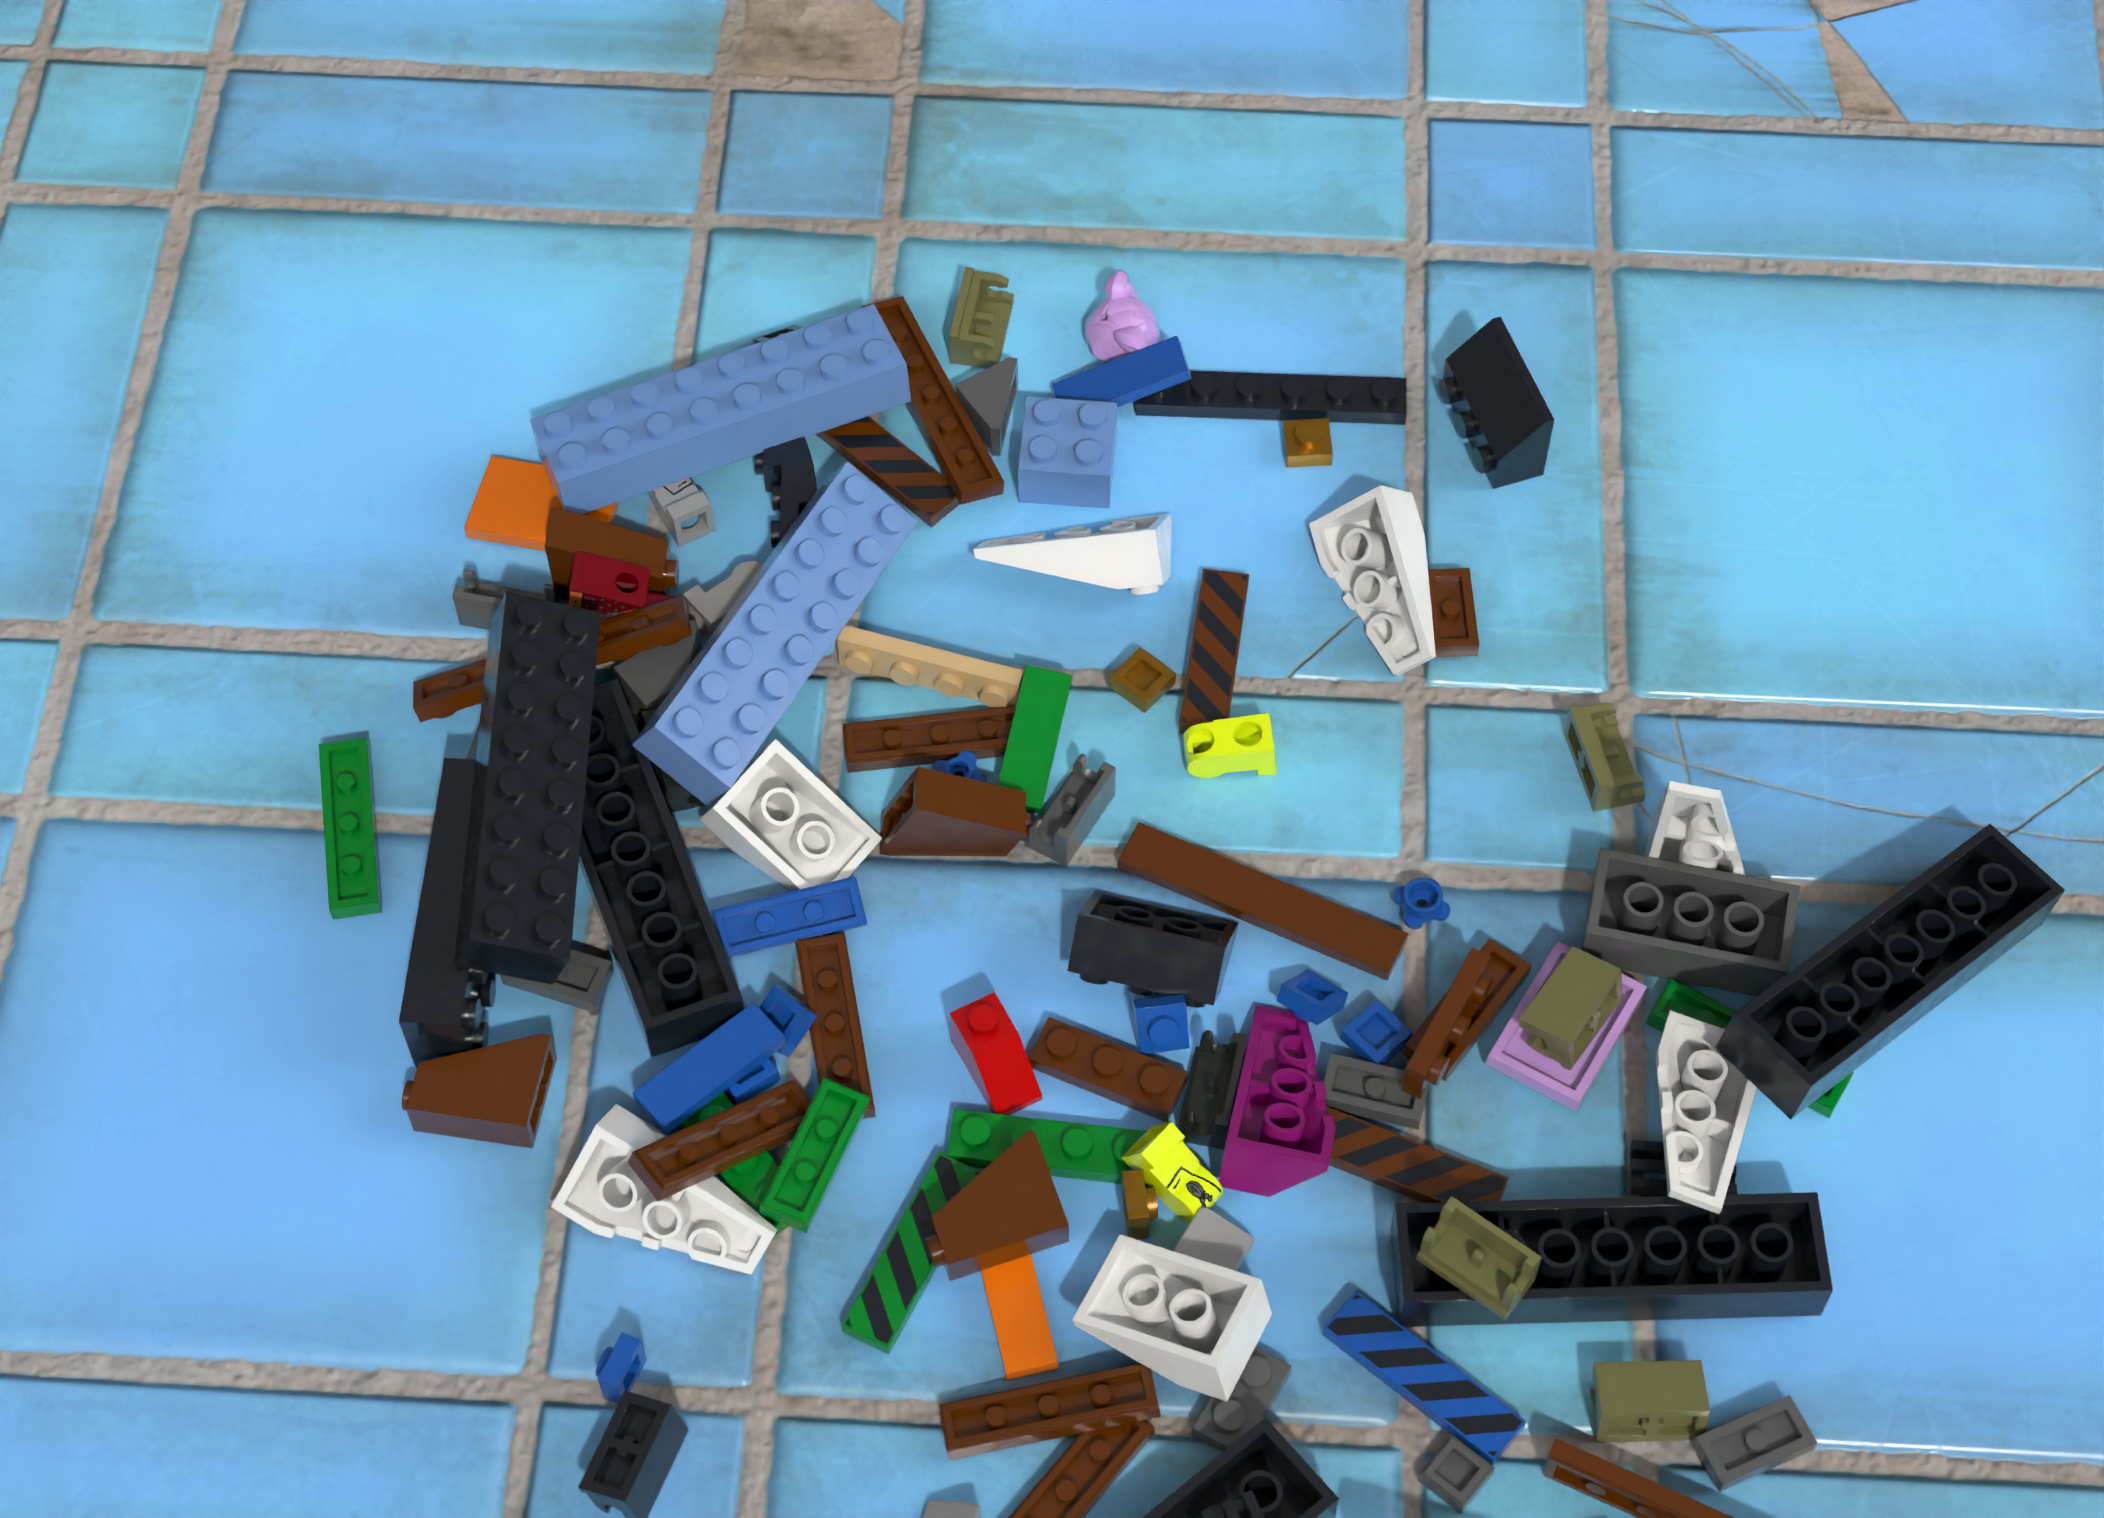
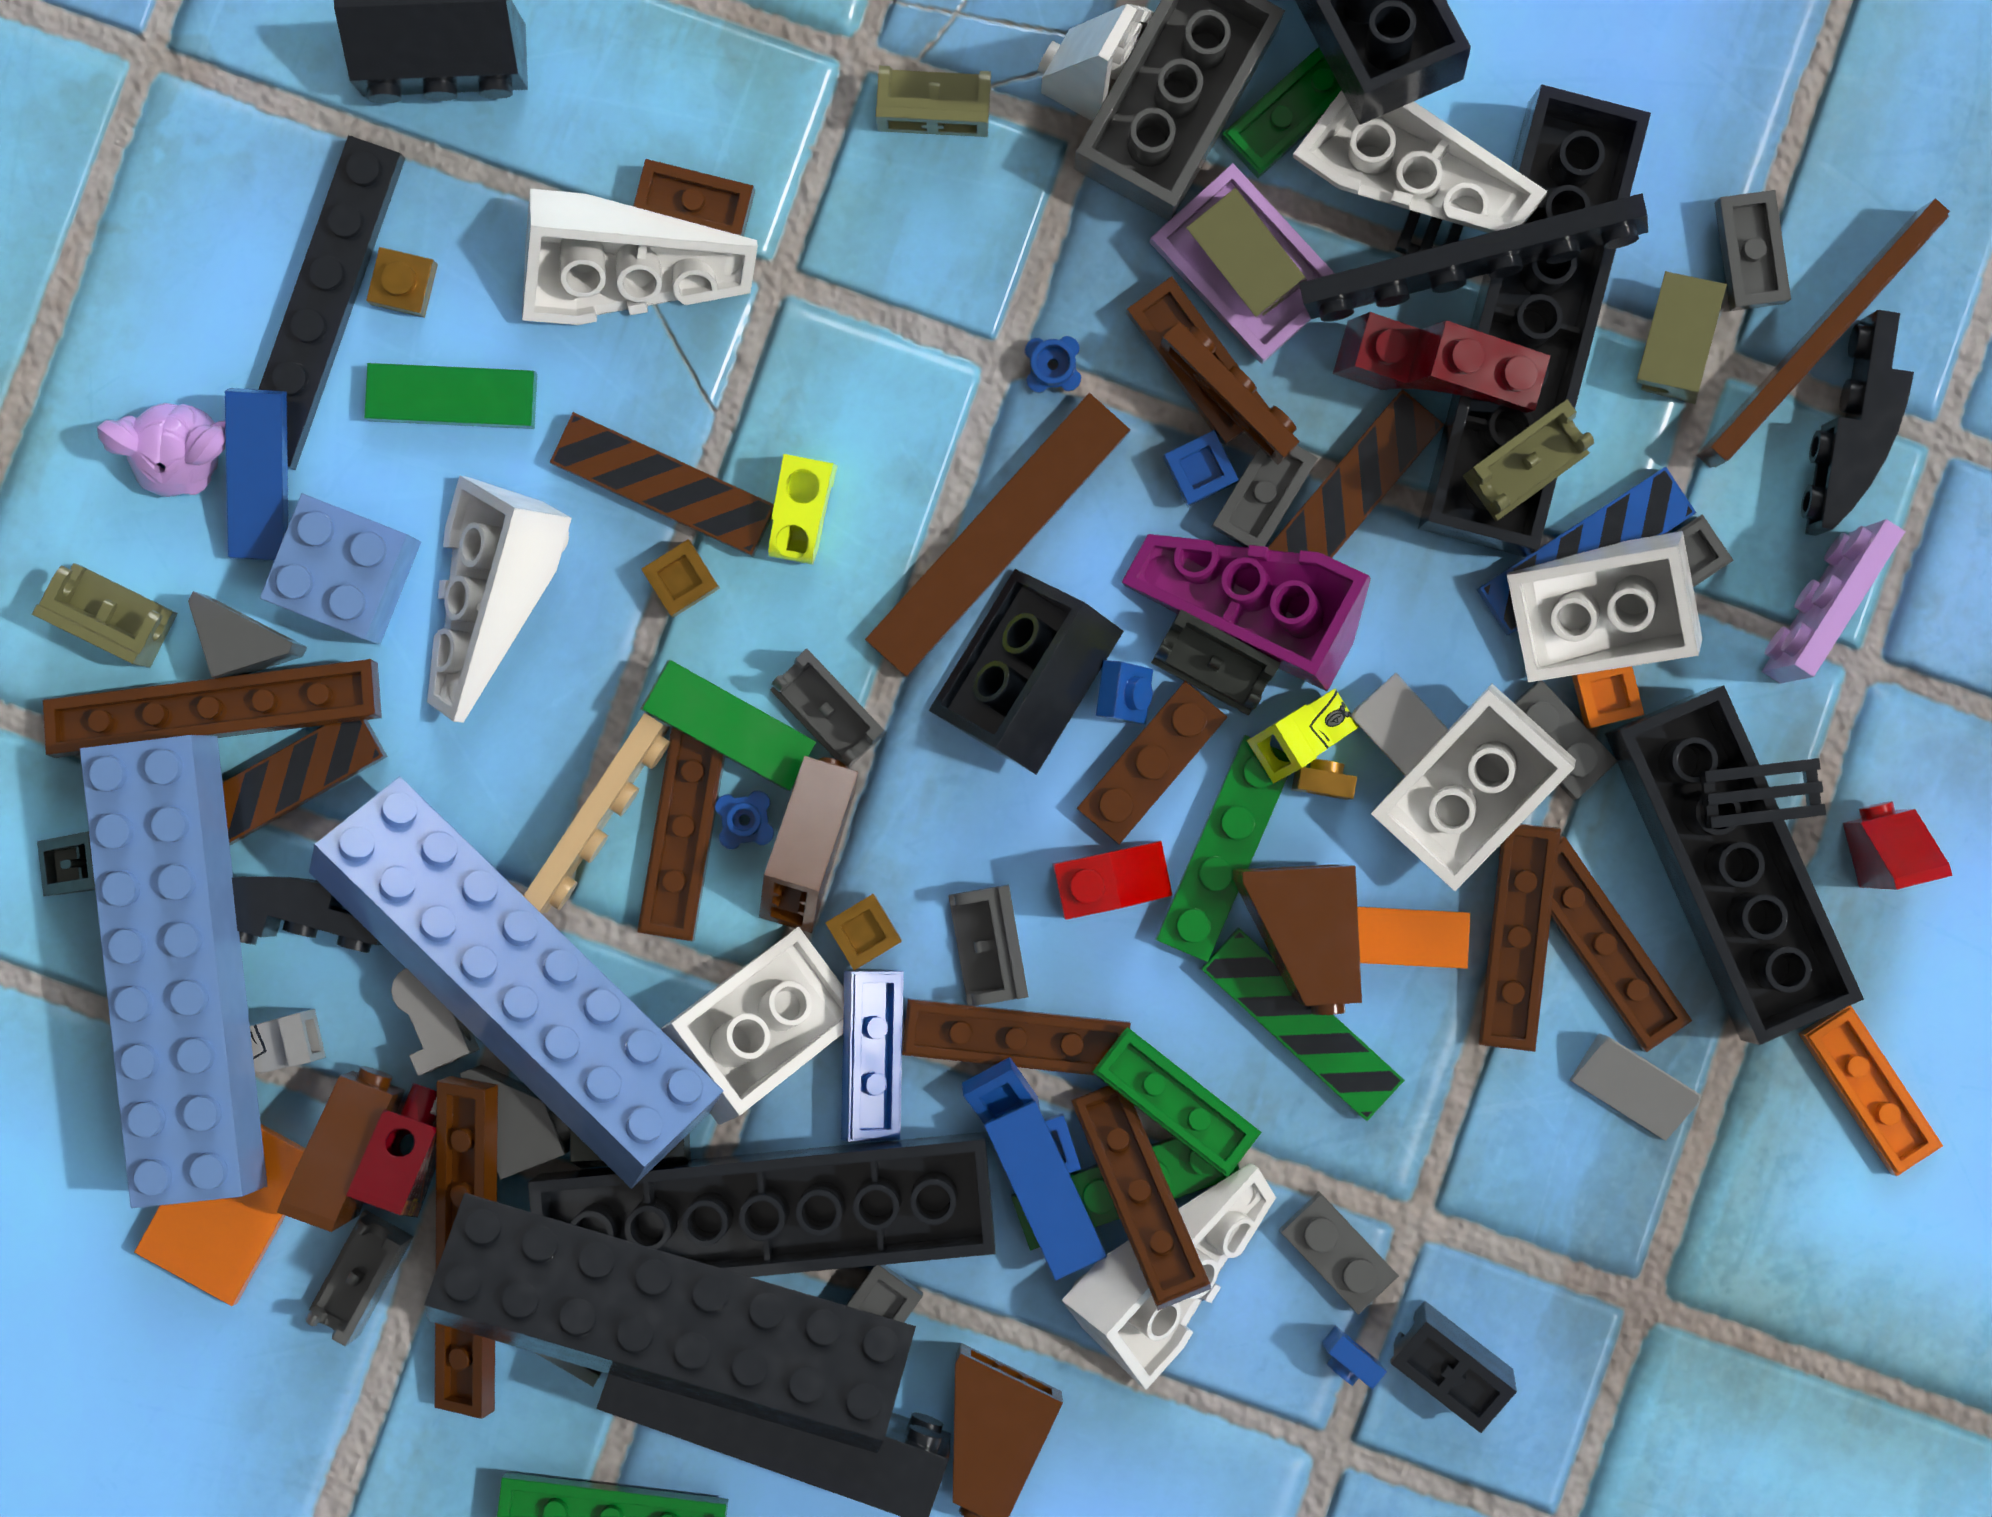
camera: 75 degrees left, 30 degrees up
(714, 1339) = (1338, 1252): none -> dark grey plate
(892, 884) = (863, 931): none -> pearl gold plate
(912, 984) = (988, 945): none -> dark grey hinge
(1231, 496) = (450, 395): none -> green tile
(1301, 1424) = (1608, 696): none -> orange plate
(1312, 997) = (1138, 521): blue plate -> none
(1377, 1397) = (1607, 608): none -> white slope
(1541, 1179) = (1441, 360): none -> dark red arch
(1642, 1170) = (1495, 253): none -> black plate

